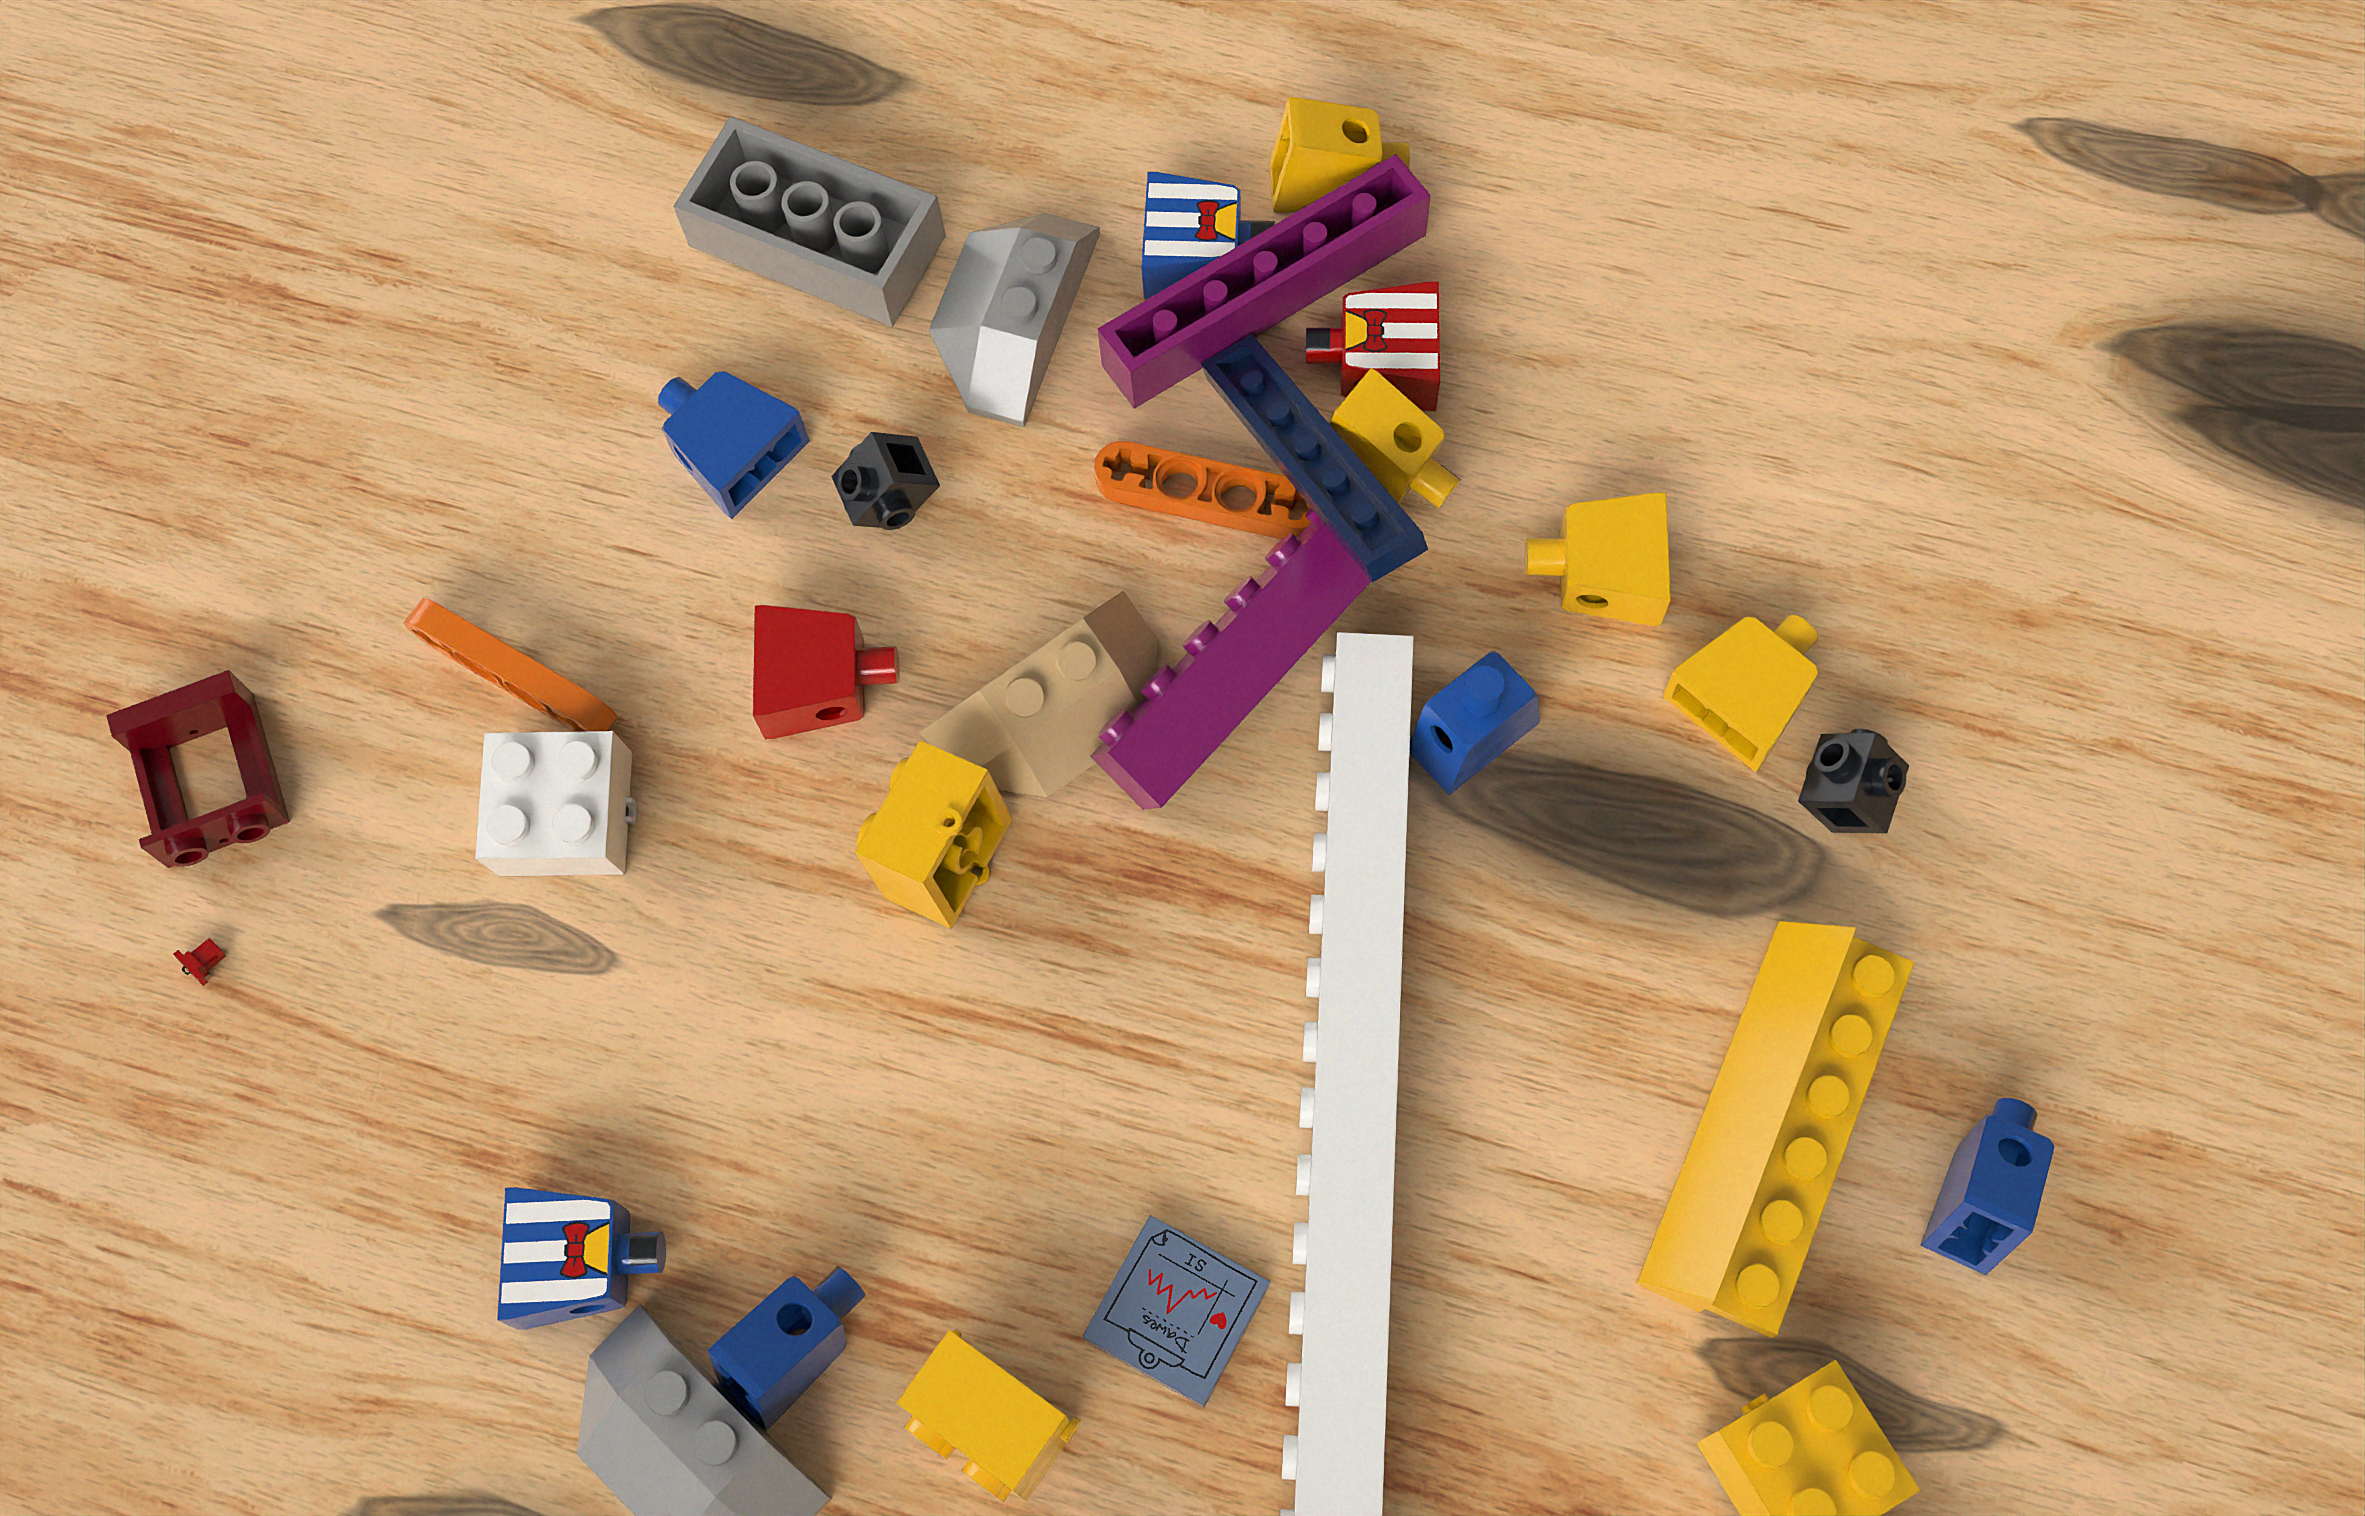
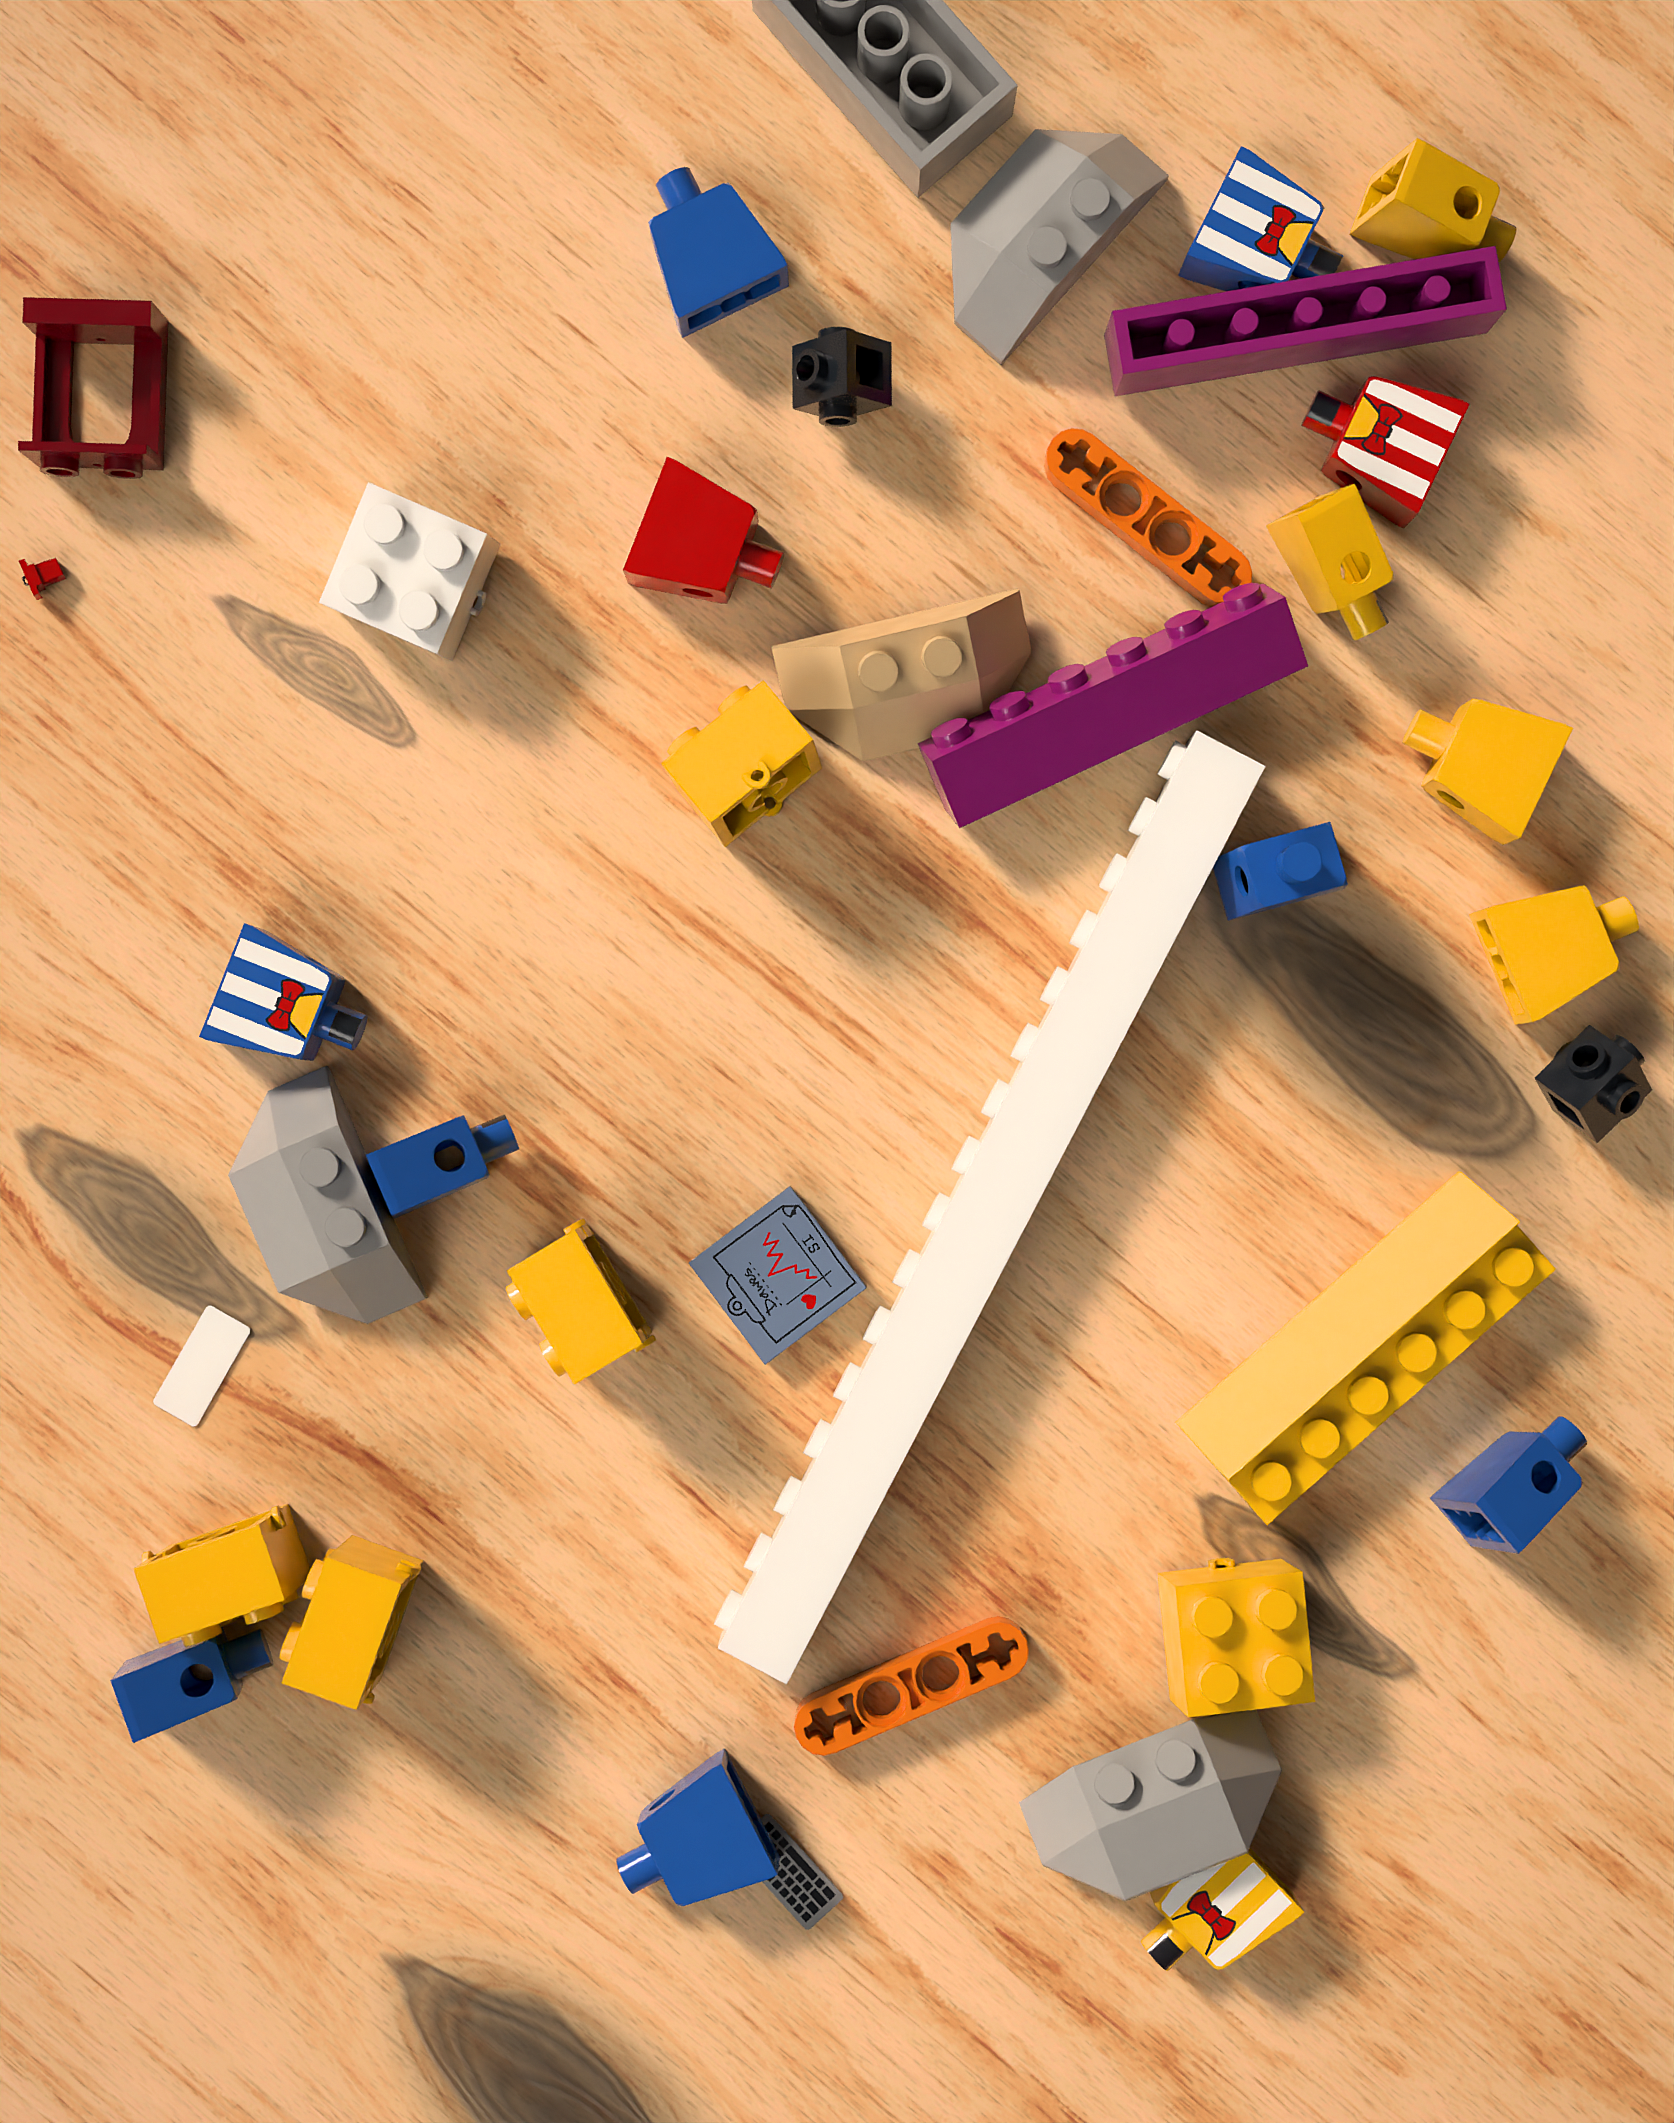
camera: 20 degrees right, 20 degrees up
(509, 668) = (415, 411): orange beam -> none
(1315, 459) = (1256, 546): dark blue plate -> none

